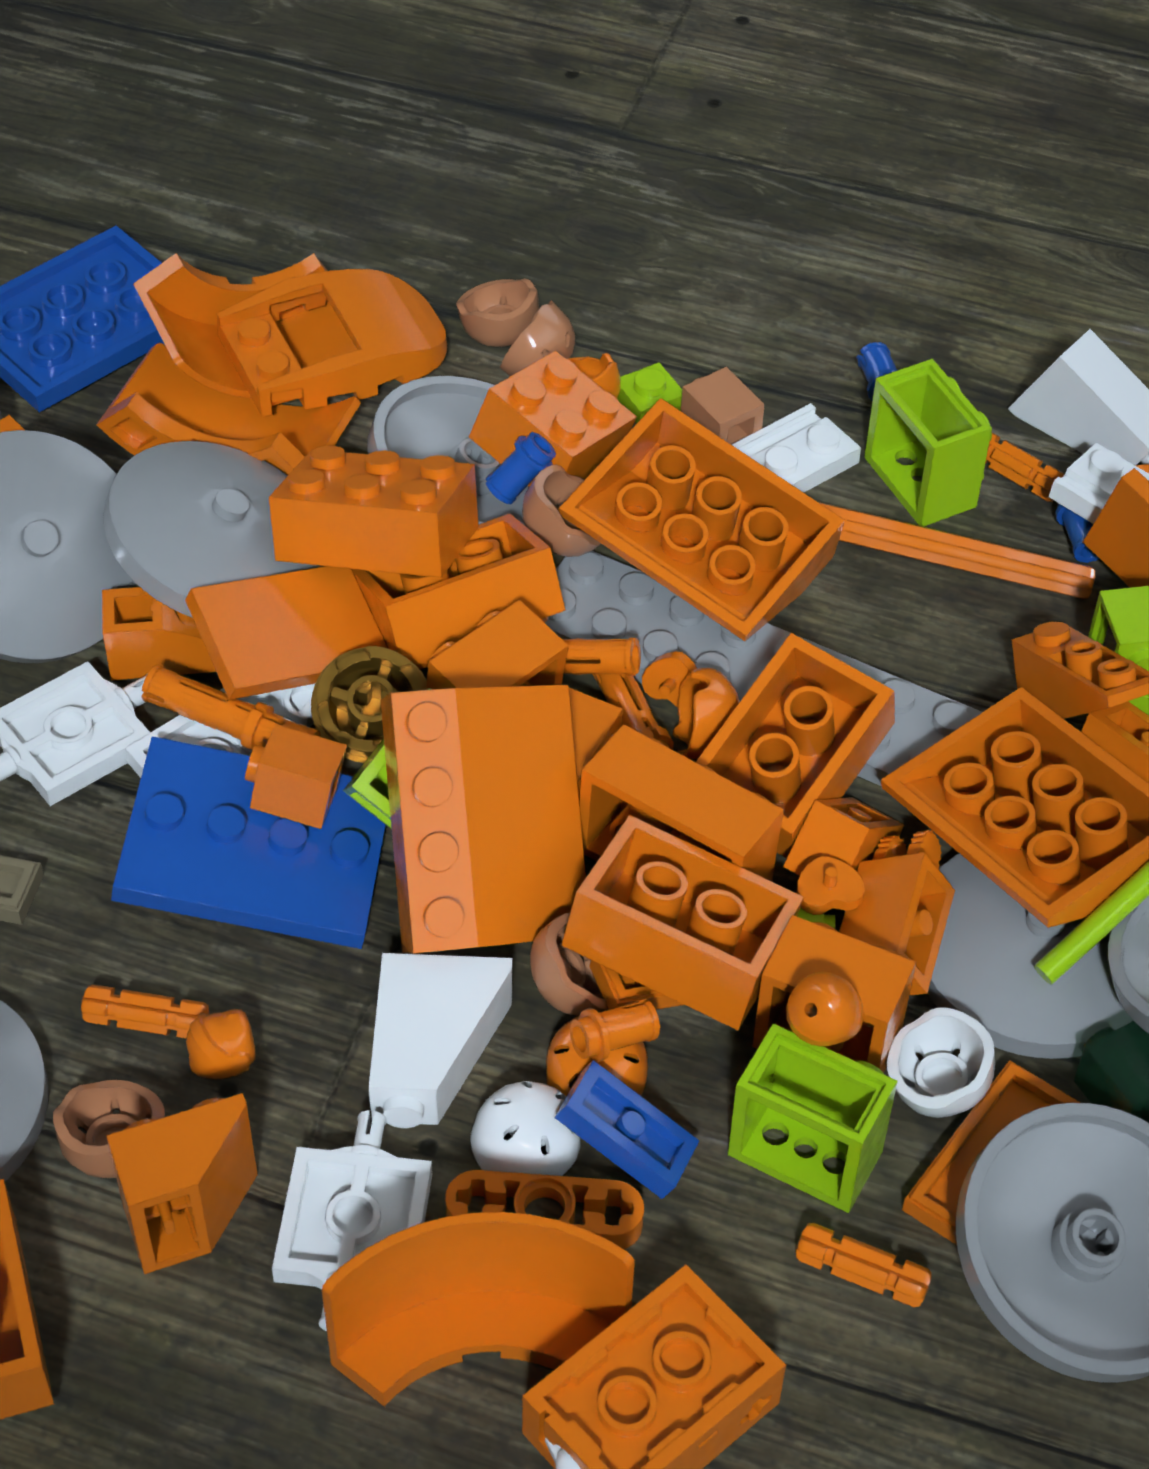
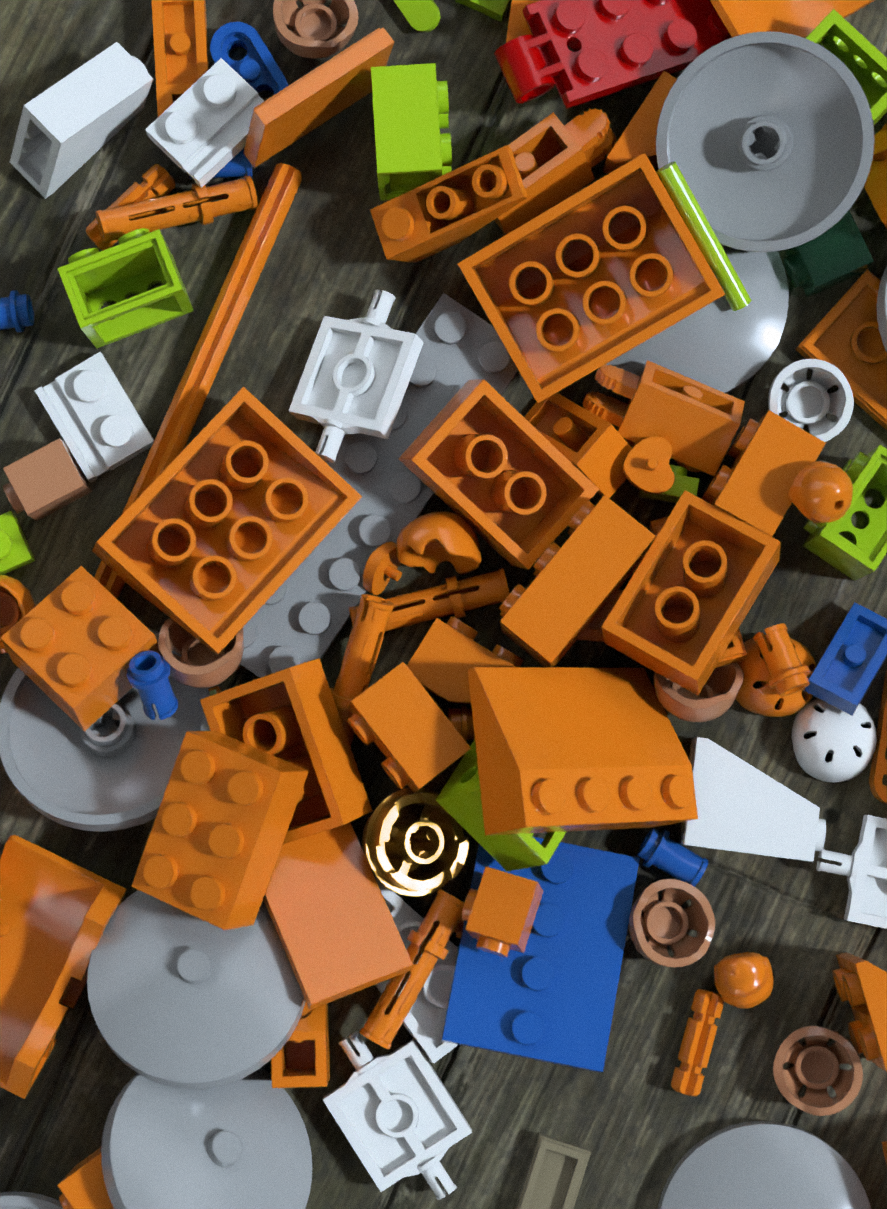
camera: 85 degrees left, 35 degrees up
(288, 974) = (667, 923): none -> nougat helmet
(362, 972) = (671, 857): none -> blue pin
(878, 634) = (356, 376): none -> white plate
(1030, 504) = (236, 197): none -> orange pin

